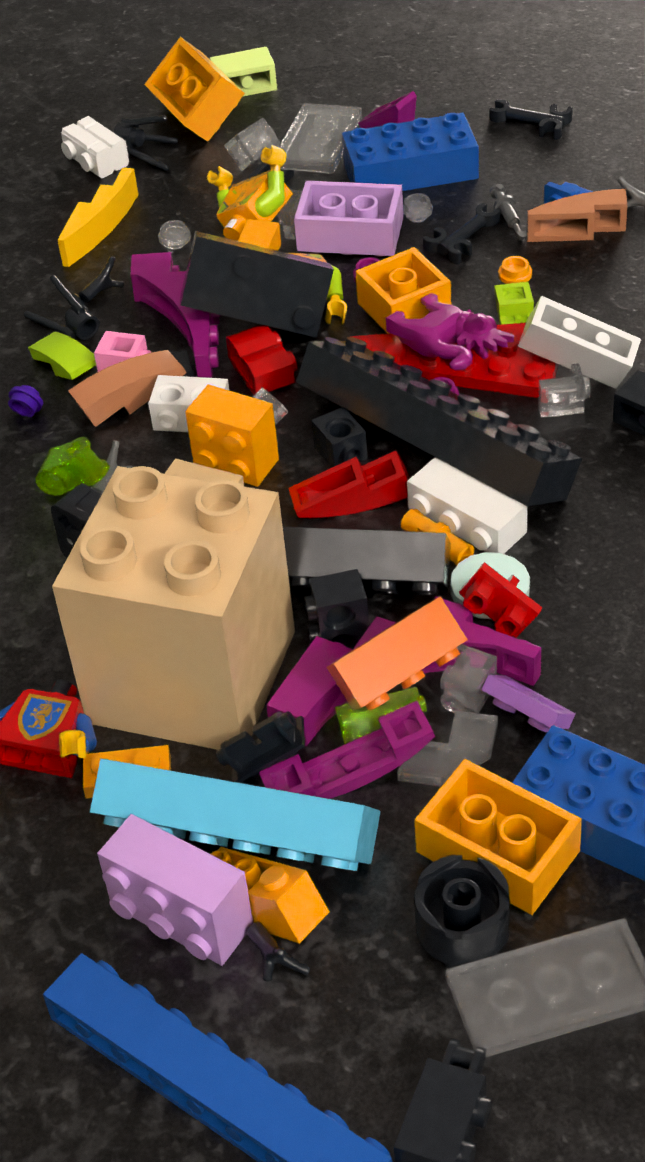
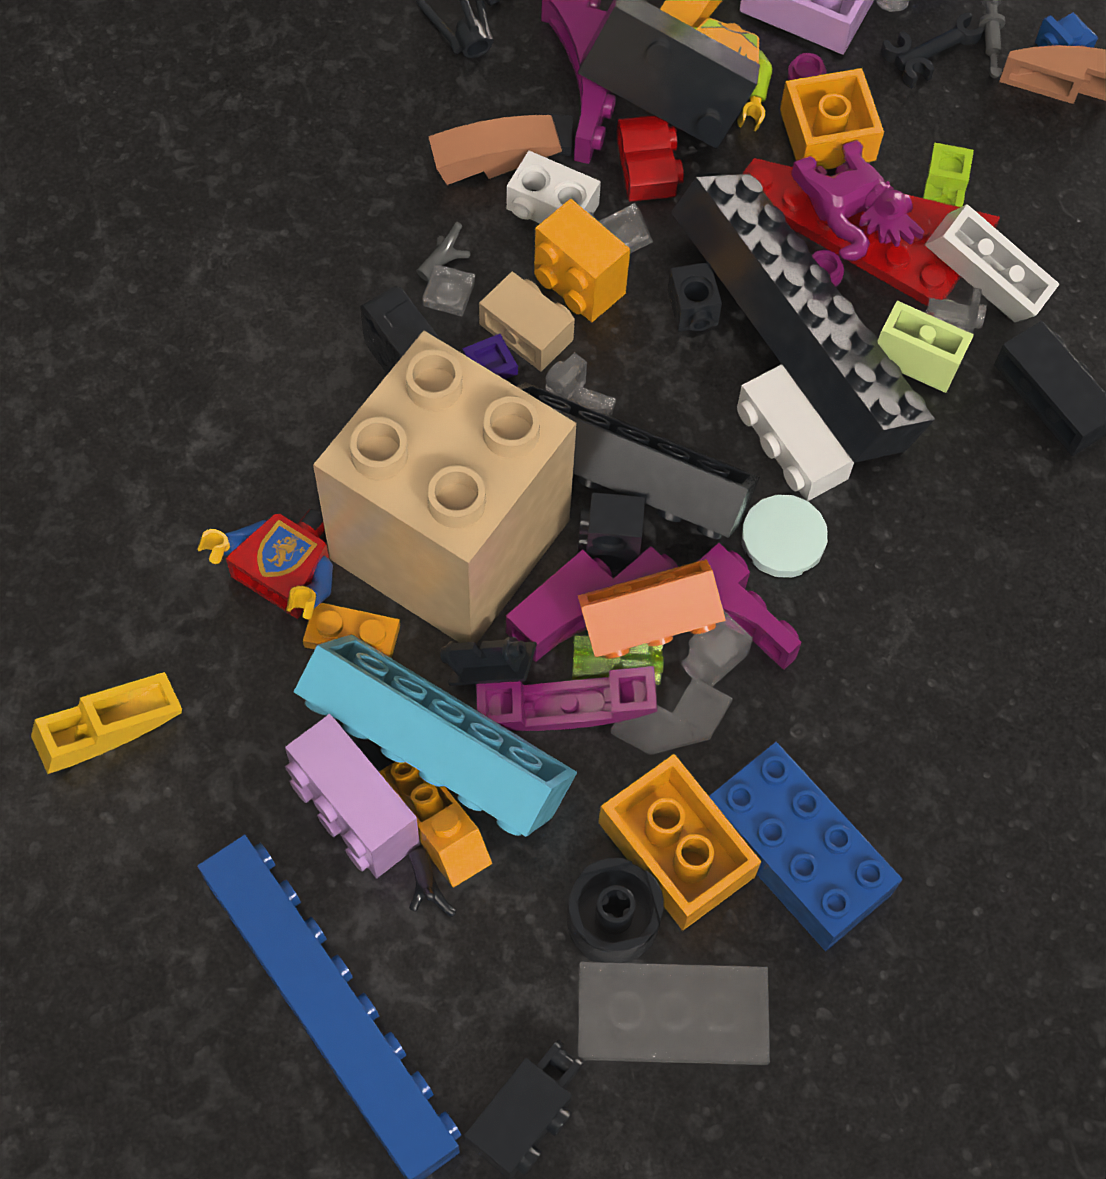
camera: 10 degrees right, 20 degrees up
(25, 400) = (382, 128): dark purple plate -> none
(64, 354) = (441, 77): lime slope -> none
(69, 467) = (402, 240): clear neon green piece -> none
(117, 347) = (499, 98): bright pink brick -> none
(351, 488) = (685, 365): red slope -> none
(417, 522) = (751, 456): light orange pin -> none
(500, 600) = (784, 567): red hips -> none
(514, 696) = (767, 694): medium lavender plate -> none
(515, 270) = (967, 125): light orange plate -> none
(551, 410) = (924, 345): none -> yellowish green brick

